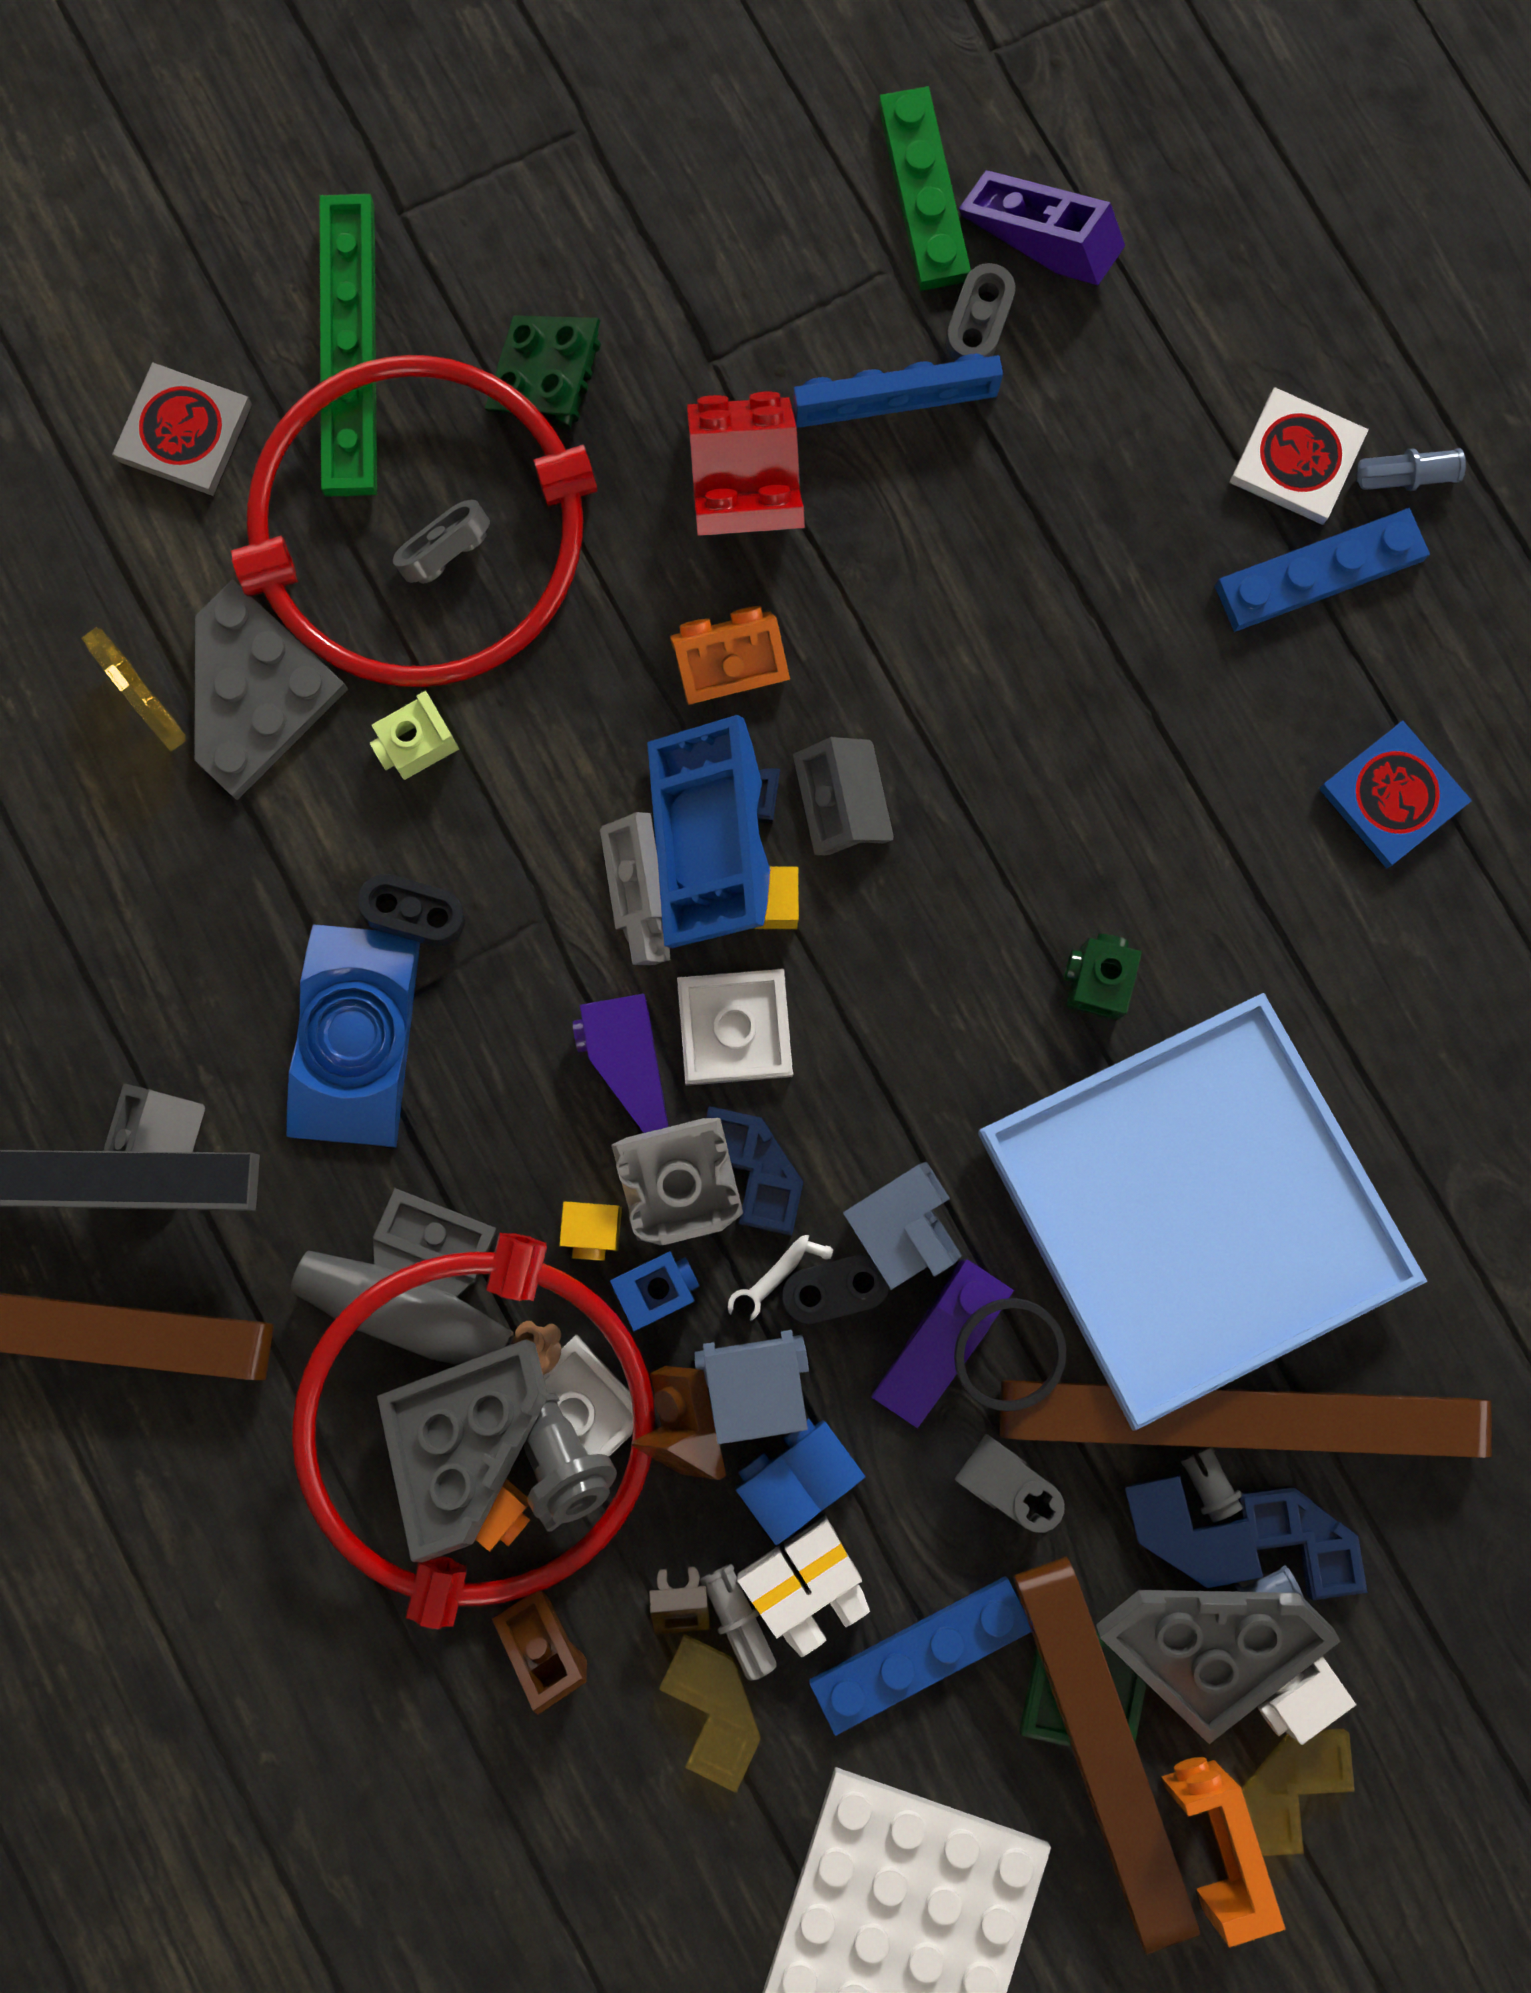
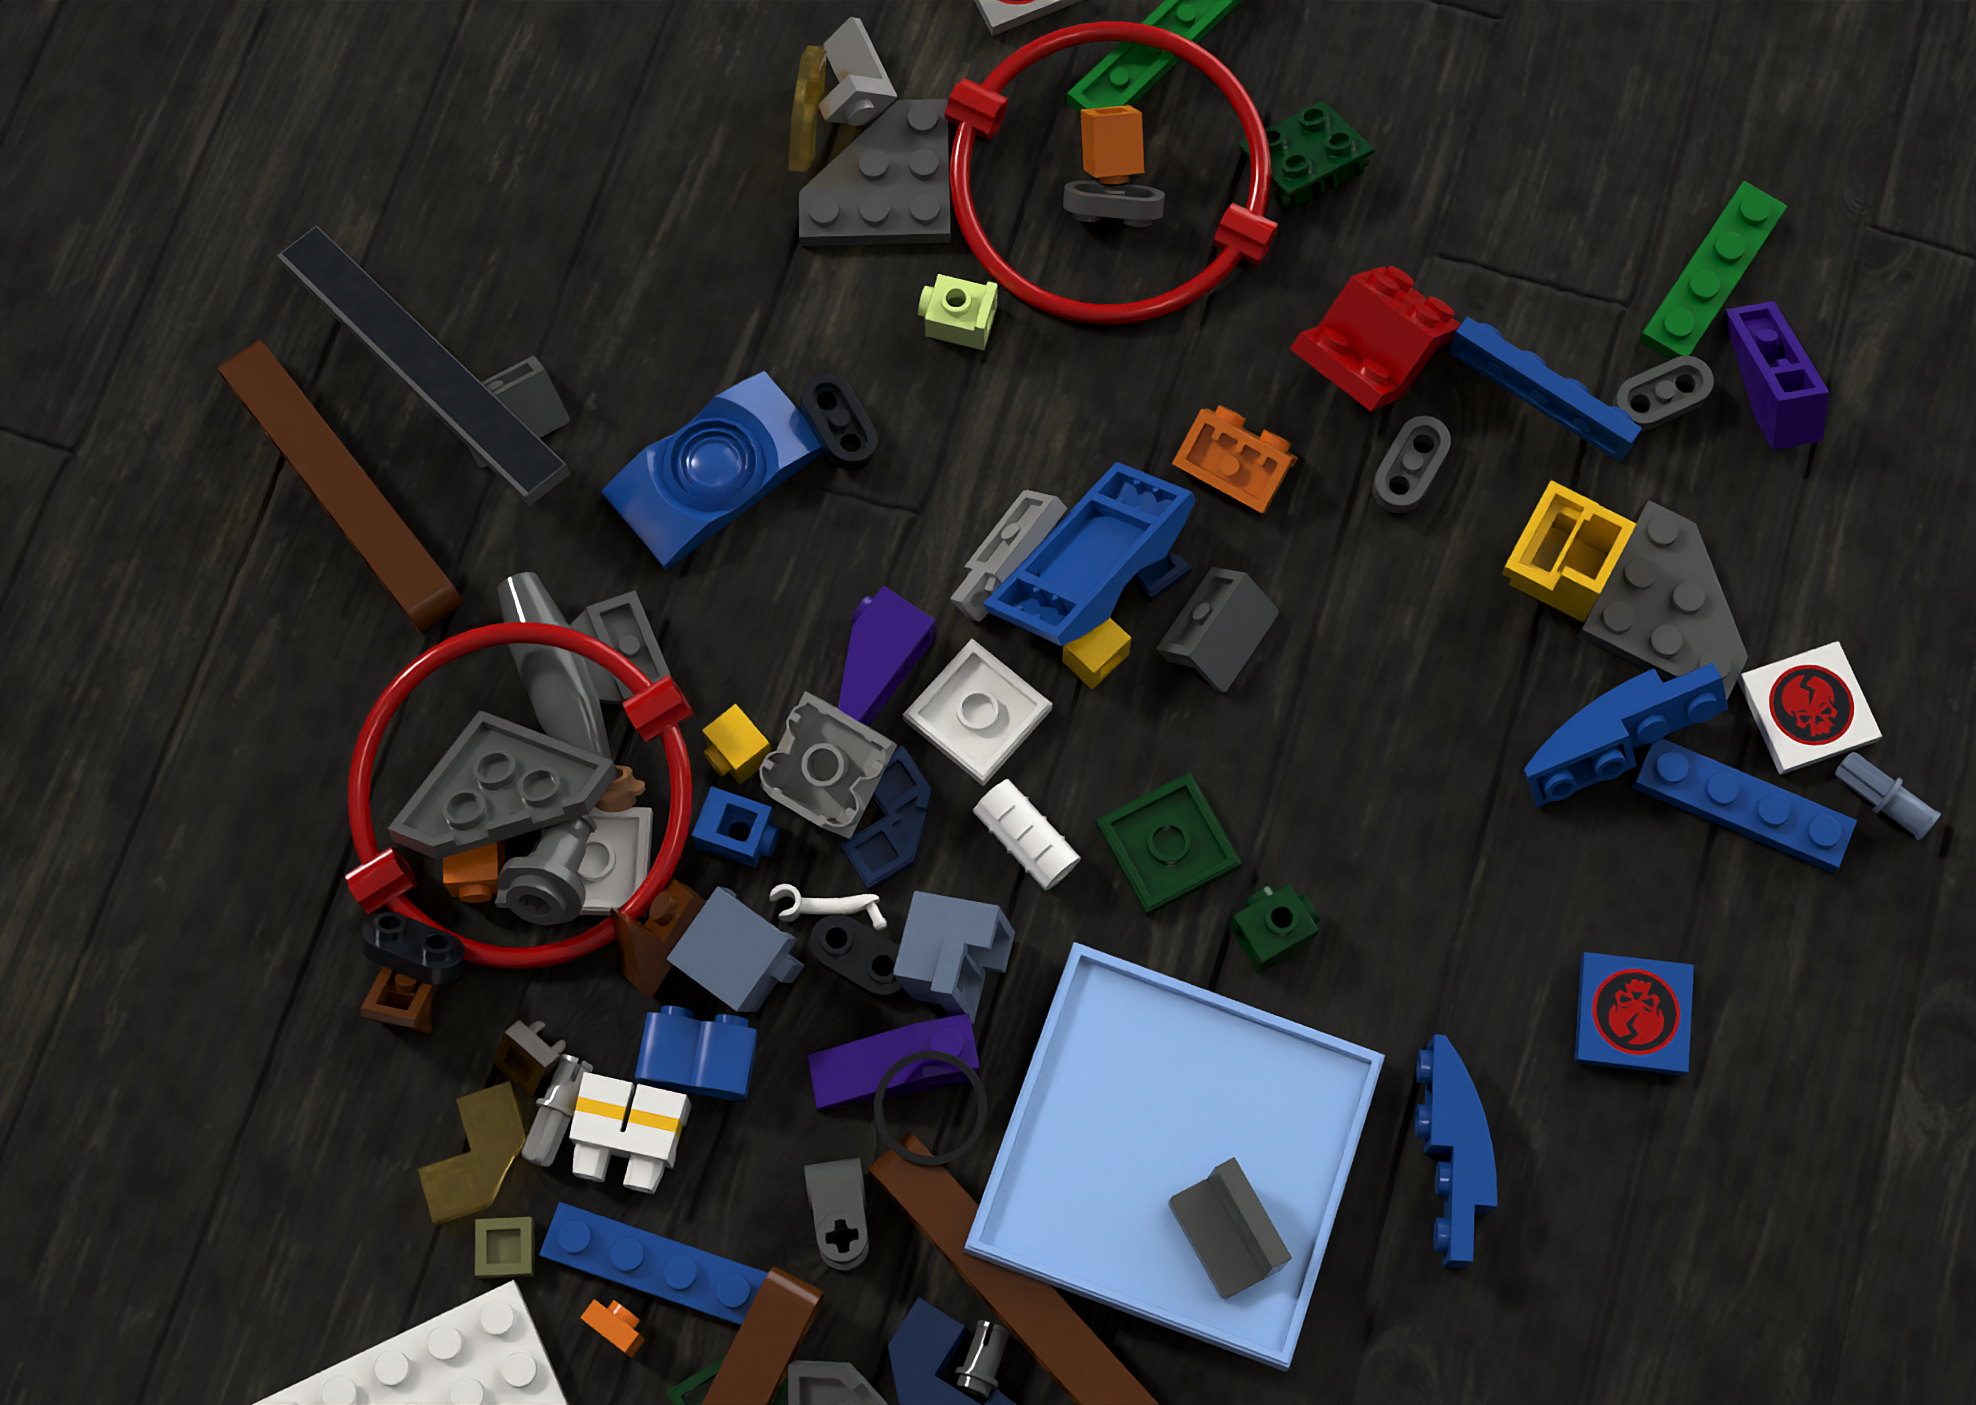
camera: 50 degrees right, 10 degrees down
(147, 622) = (863, 82): none -> light grey bracket
(397, 496) = (1112, 143): none -> orange brick
(512, 1621) = (413, 948): none -> black plate
(803, 1754) = (504, 1247): none -> olive tile
(858, 541) = (1408, 466): none -> dark grey plate
(865, 1084) = (1026, 834): none -> white axle
(942, 1730) = (615, 1325): none -> orange plate
(965, 989) = (1168, 844): none -> dark green tile
(1038, 496) = (1567, 551): none -> yellow plate
(1135, 475) = (1666, 603): none -> dark grey plate
(1190, 613) = (1602, 735): none -> blue slope
(1296, 1227) = (1229, 1230): none -> dark grey panel
(1364, 995) = (1458, 1129): none -> blue slope

